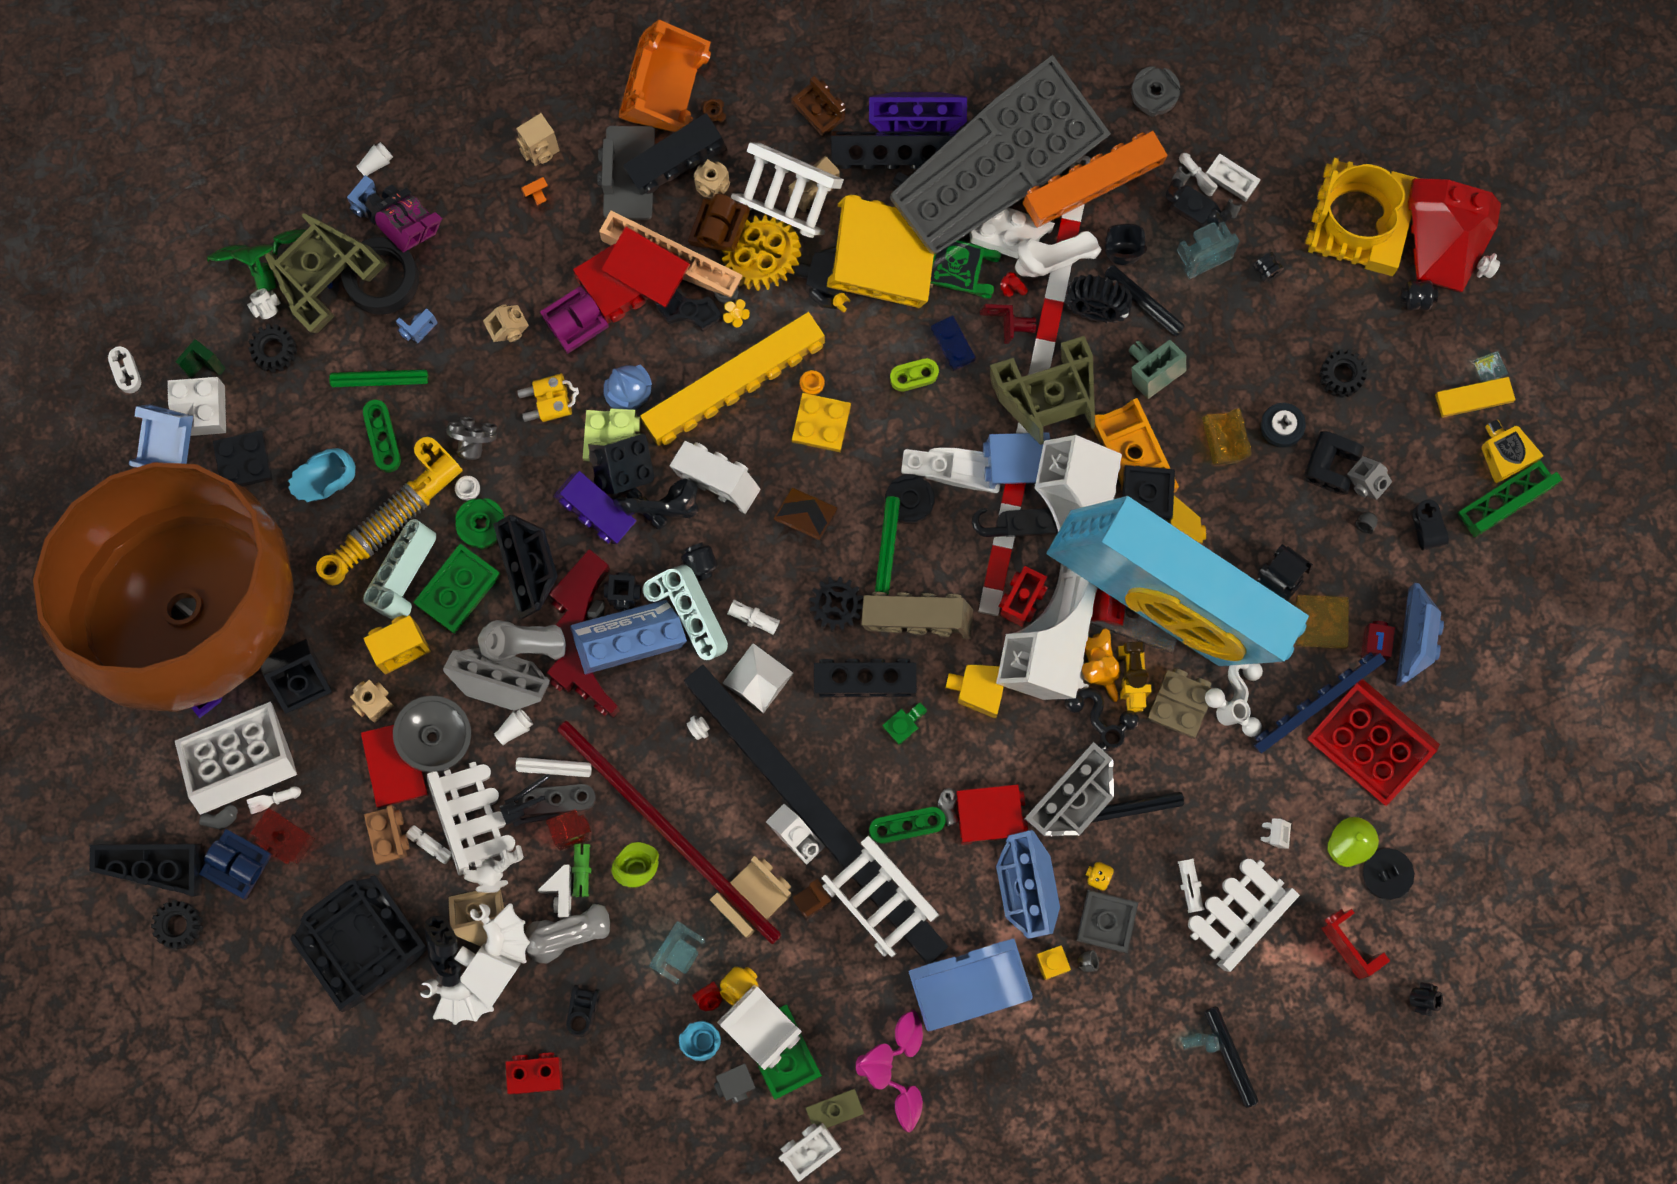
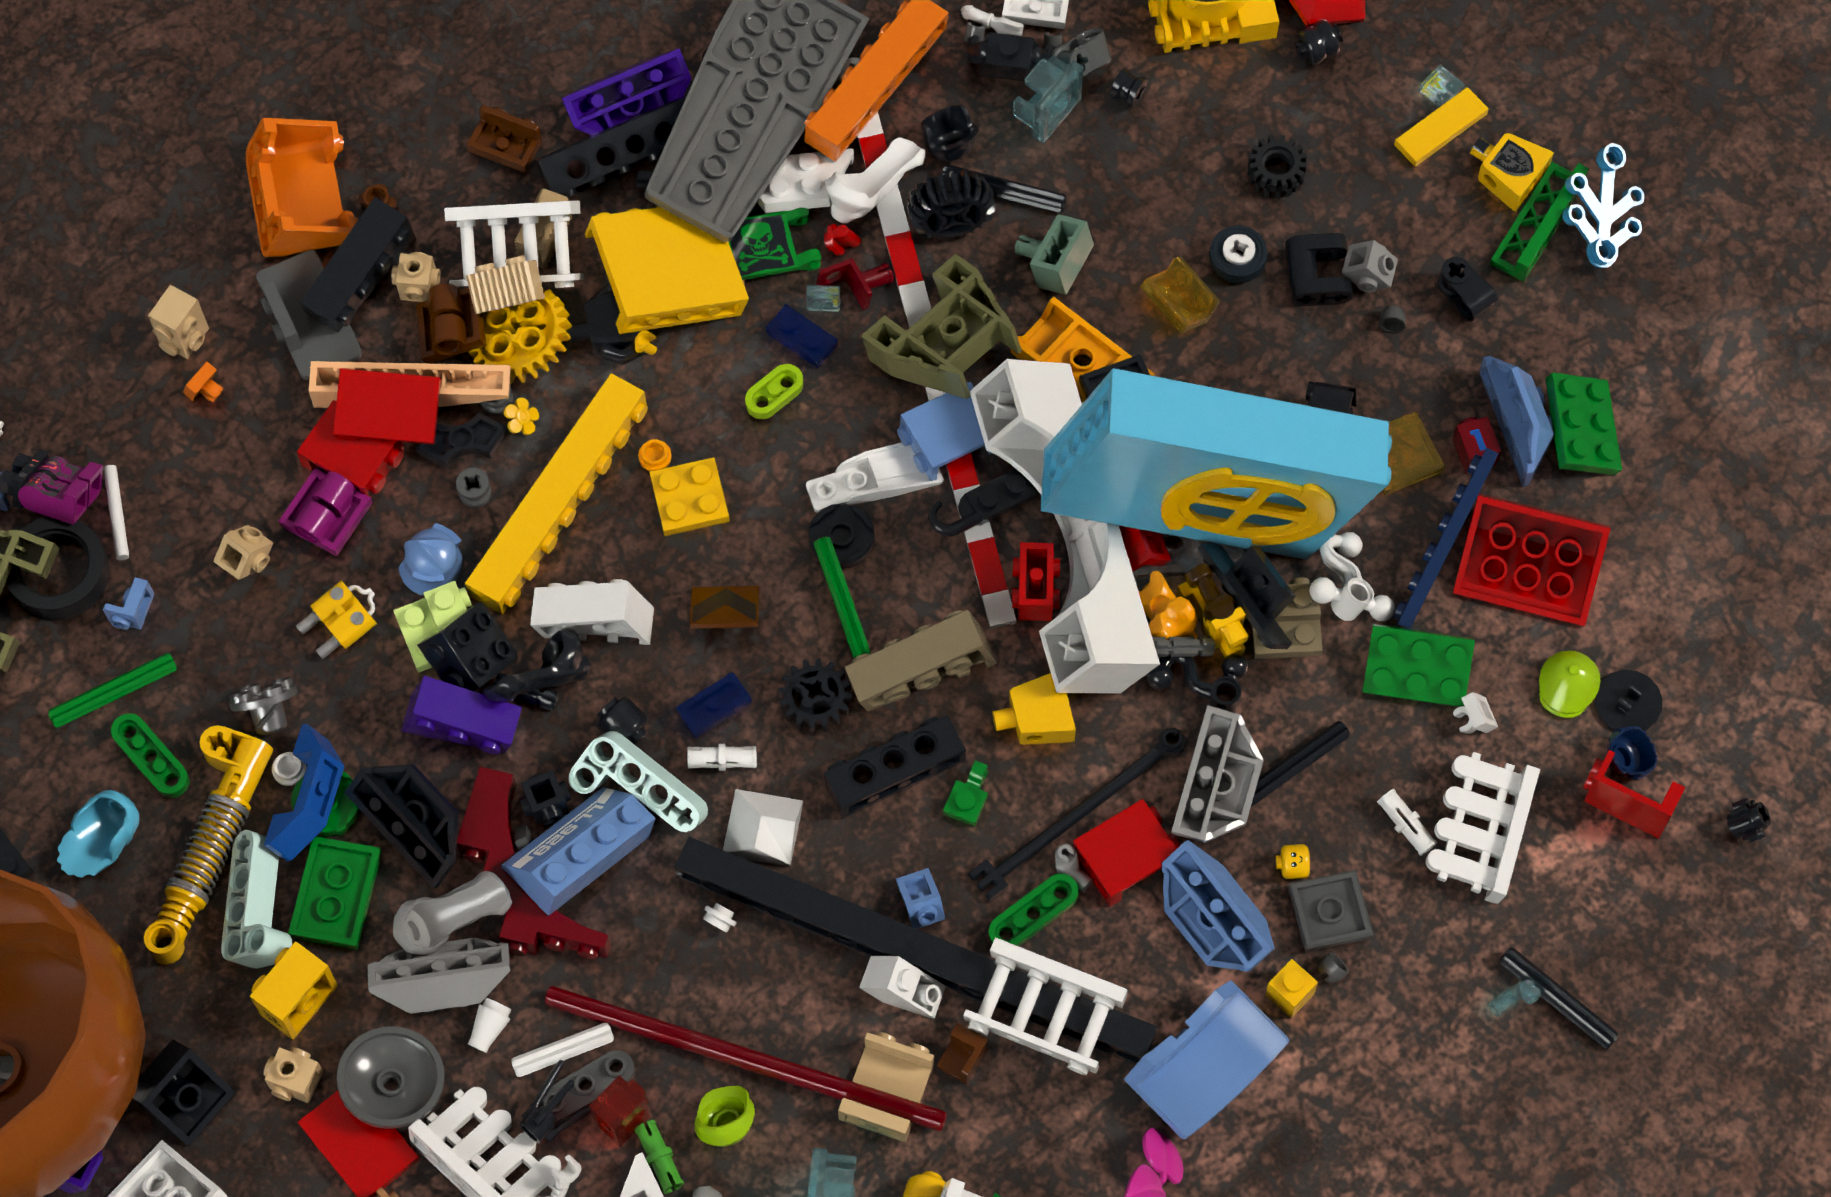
camera: 25 degrees left, 10 degrees down
(438, 254) = (116, 512): none -> white bar
(446, 536) = (295, 830): none -> blue slope
(681, 354) = (476, 495): none -> dark grey wheel
(764, 217) = (505, 286): none -> tan brick
(765, 578) = (713, 705): none -> clear blue plate
(837, 779) = (921, 898): none -> medium blue bracket
(896, 786) = (996, 875): none -> black hinge
(980, 323) = (823, 298): none -> clear light blue tile
(1100, 691) = (1184, 646): none -> dark grey axle
(1167, 675) = (1254, 587): none -> black bracket
(1249, 227) = (1087, 49): none -> dark grey piece
(1255, 780) = (1418, 665): none -> green plate
(1370, 913) = (1634, 753): none -> dark blue hair
(1460, 662) = (1583, 424): none -> green plate
(1556, 514) = (1603, 210): none -> plant

